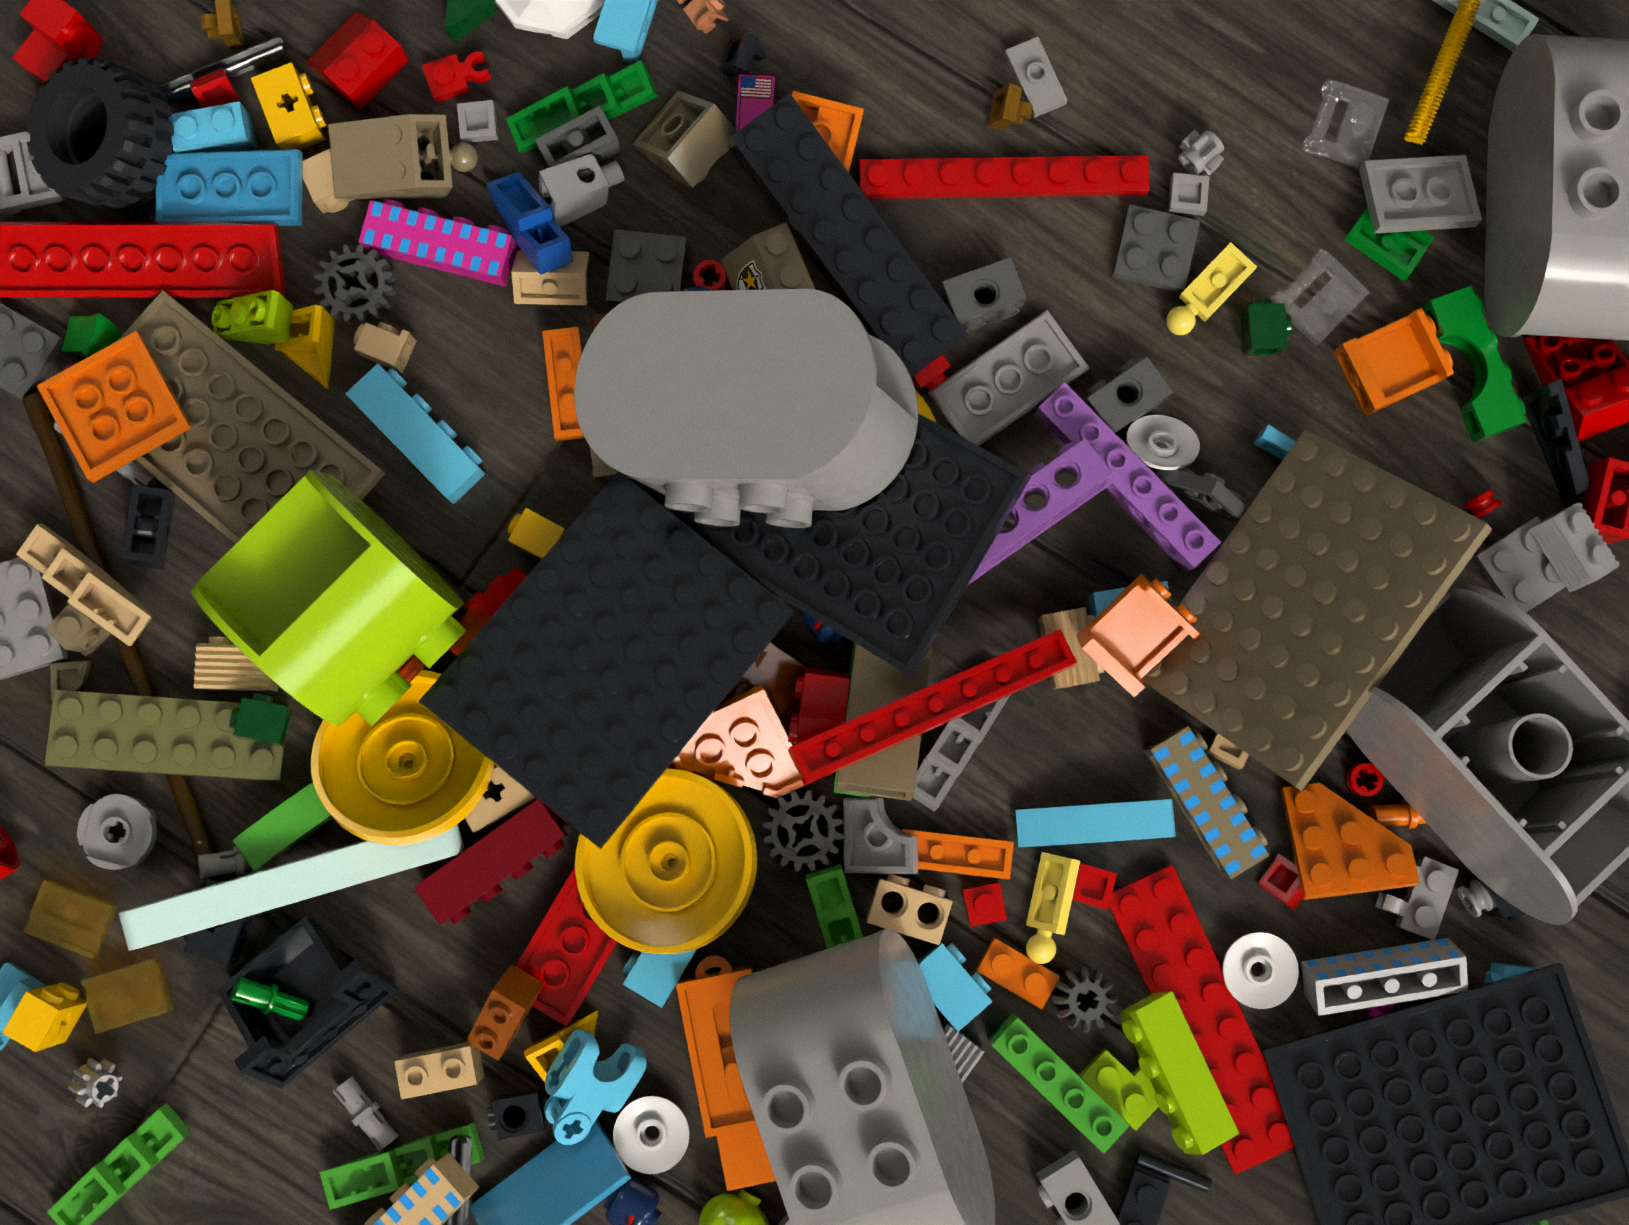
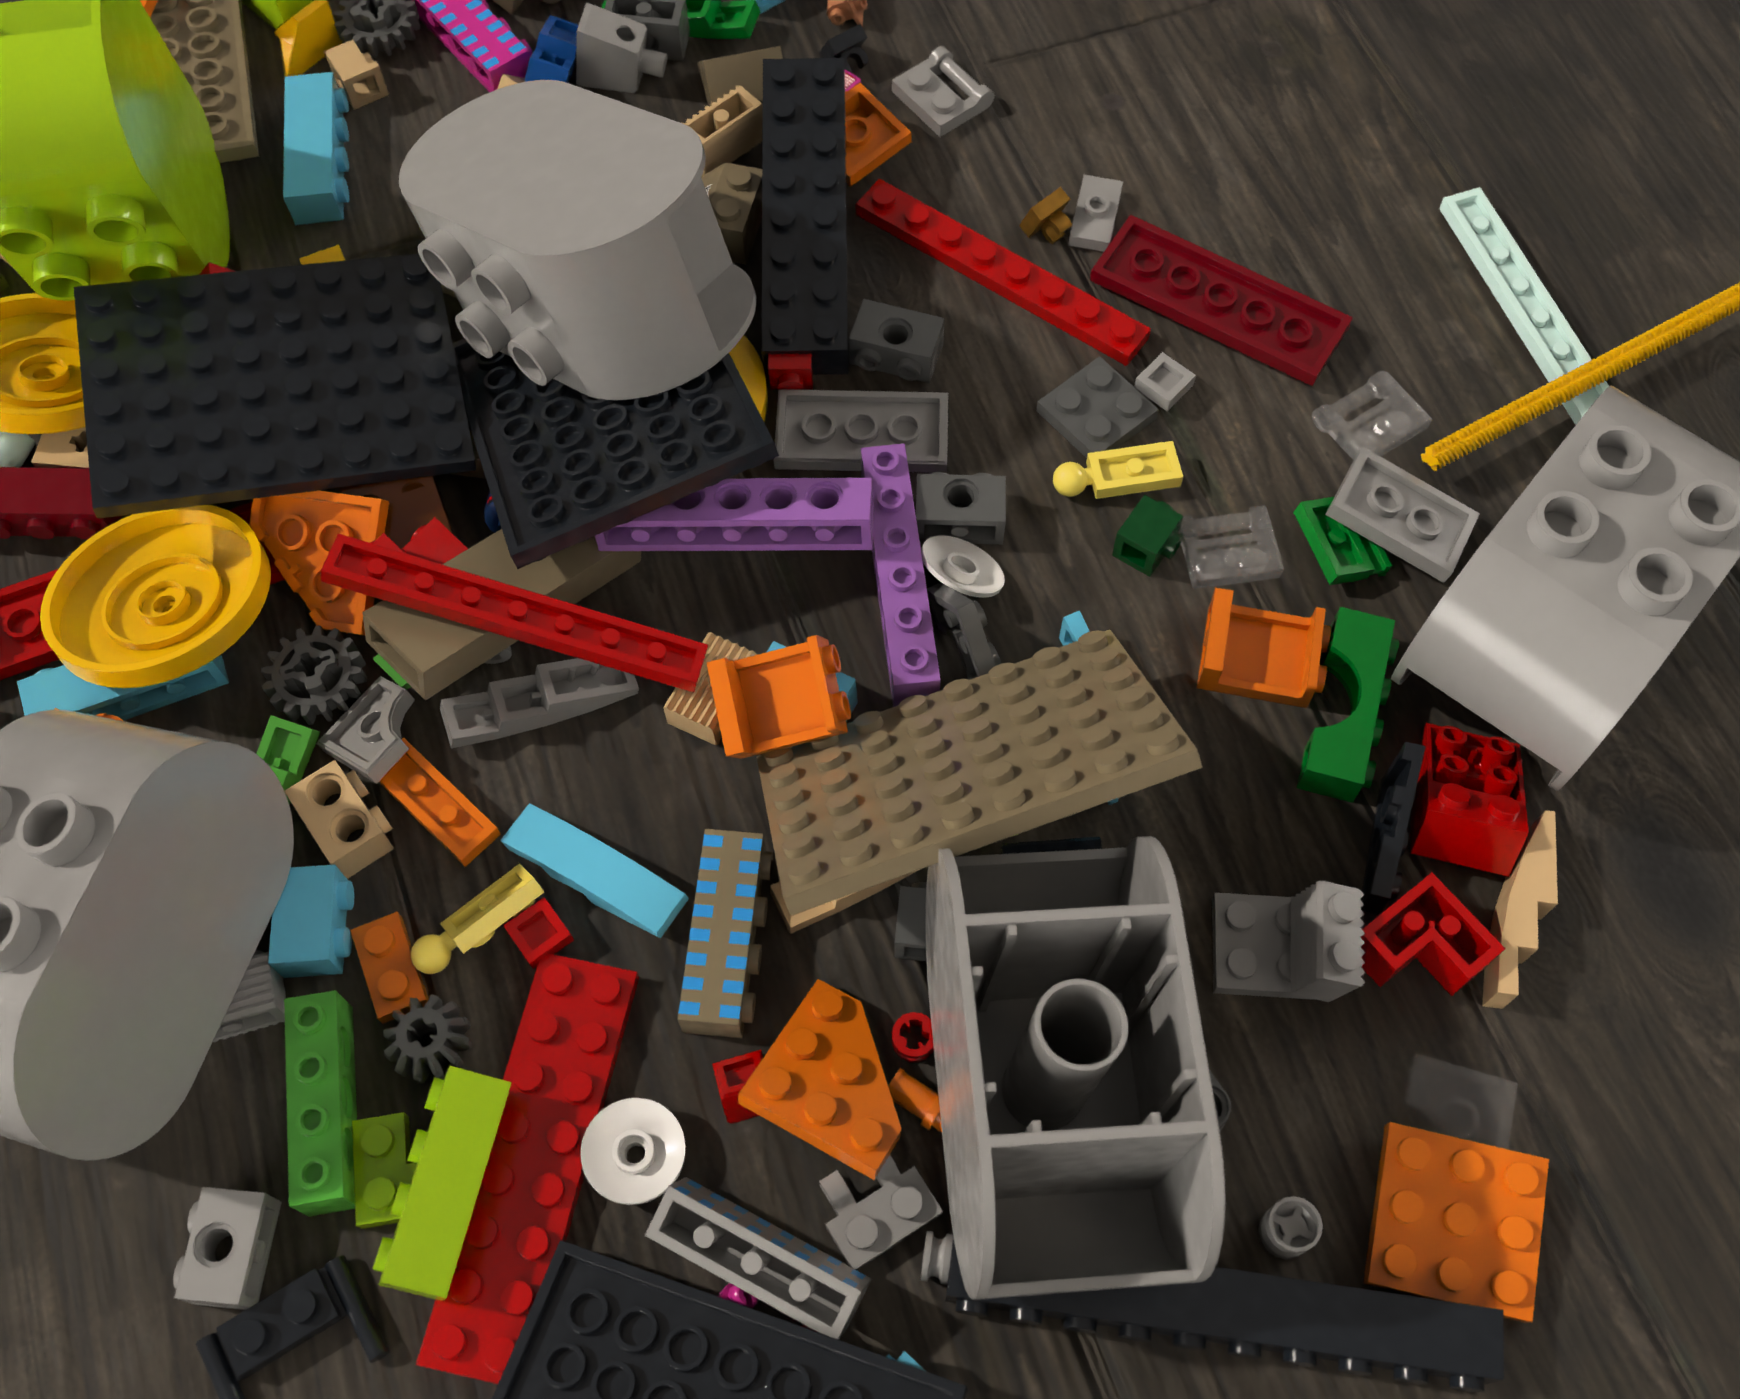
camera: 40 degrees right, 20 degrees down
(720, 204) = (728, 127): none -> tan brick
(837, 53) = (934, 100): none -> light grey plate
(984, 904) = (419, 874): red plate -> none
(1178, 94) = (1221, 299): none -> dark red plate
(1201, 152) = (1203, 352): light grey gear -> none
(1483, 504) = (1259, 845): red bush -> none

